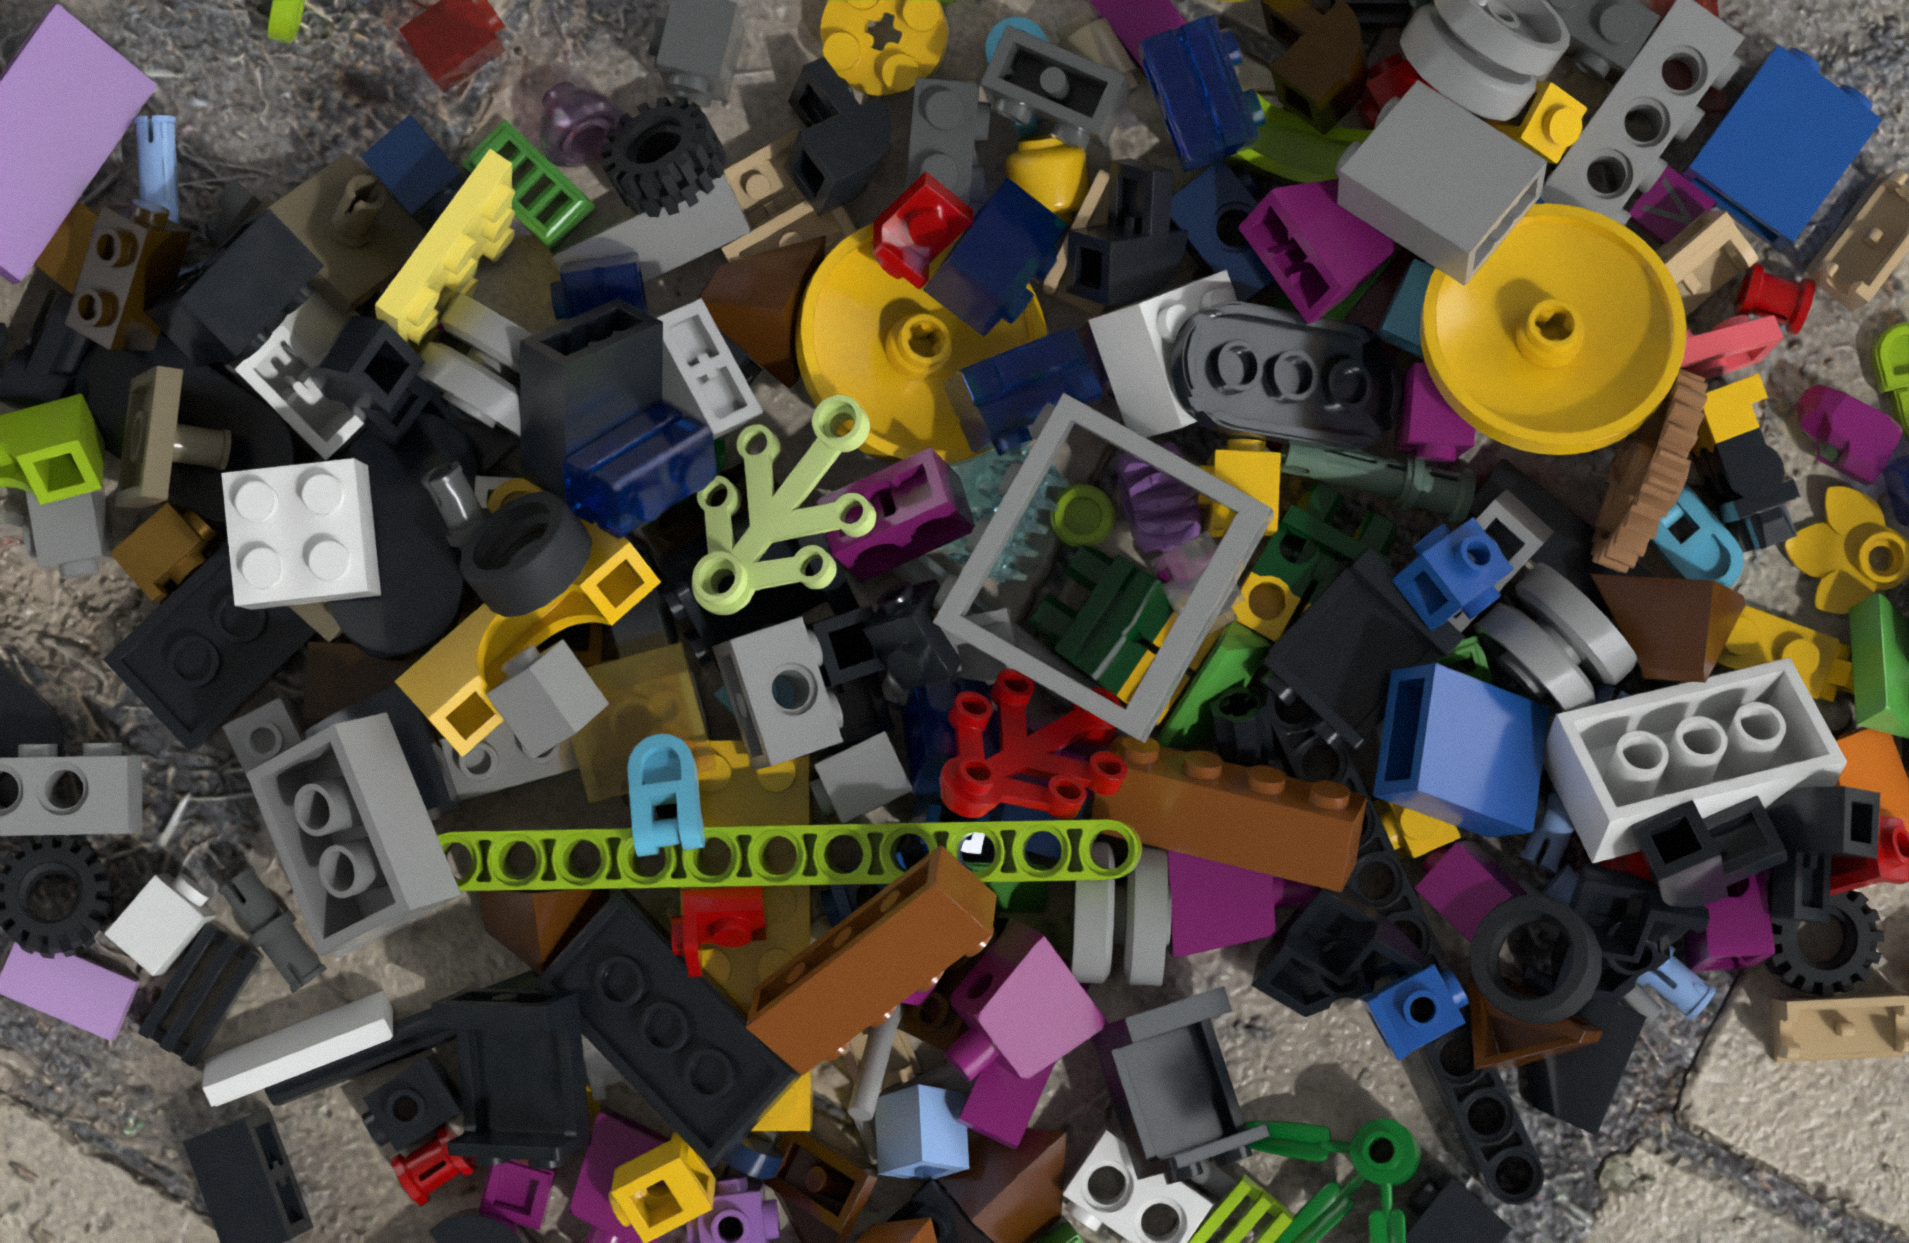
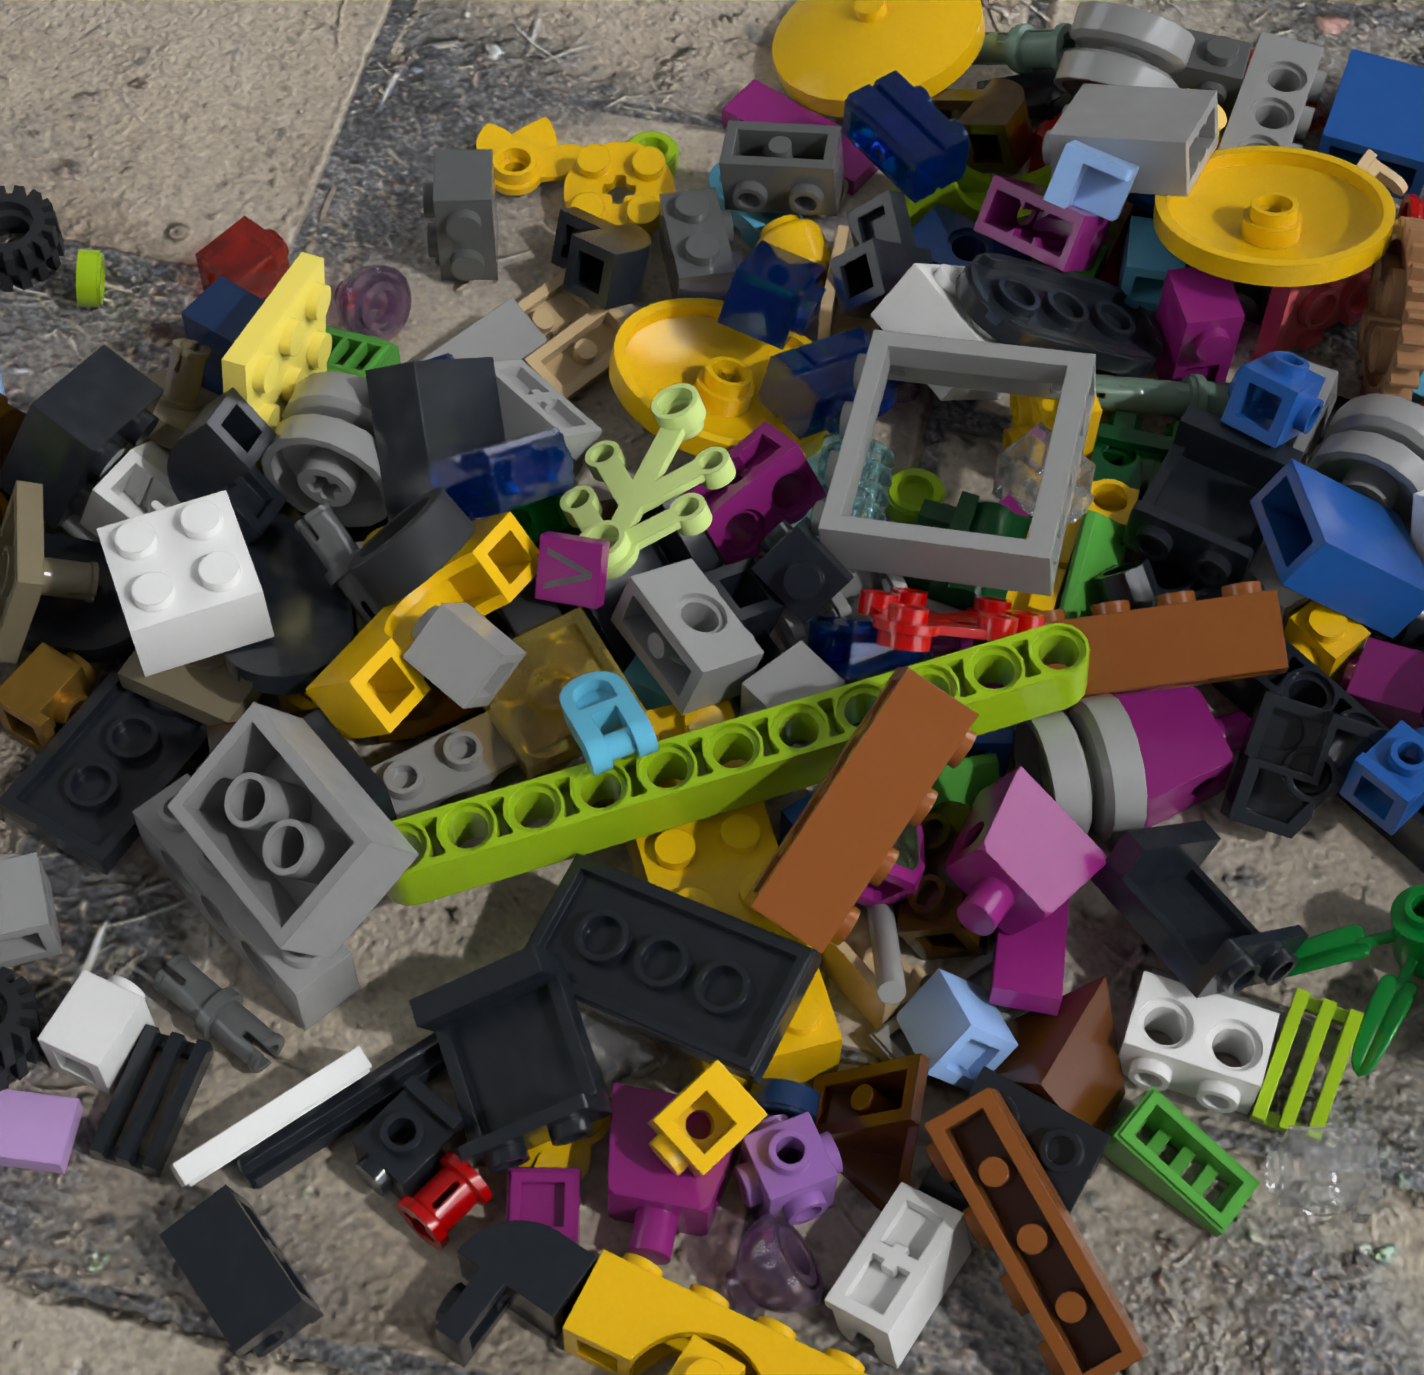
camera: 20 degrees left, 30 degrees down
(539, 922) = (491, 910): reddish brown slope -> none
(673, 179) = (454, 298): black tyre -> none
(679, 606) = (572, 569): none -> magenta tile
(720, 917) = (691, 837): red bracket -> none
(759, 301) = (586, 383): reddish brown slope -> none
(918, 229) = (697, 285): red bracket -> none
(1155, 505) = (970, 442): medium lavender gear -> none
(1369, 237) = (1091, 180): none -> light blue panel

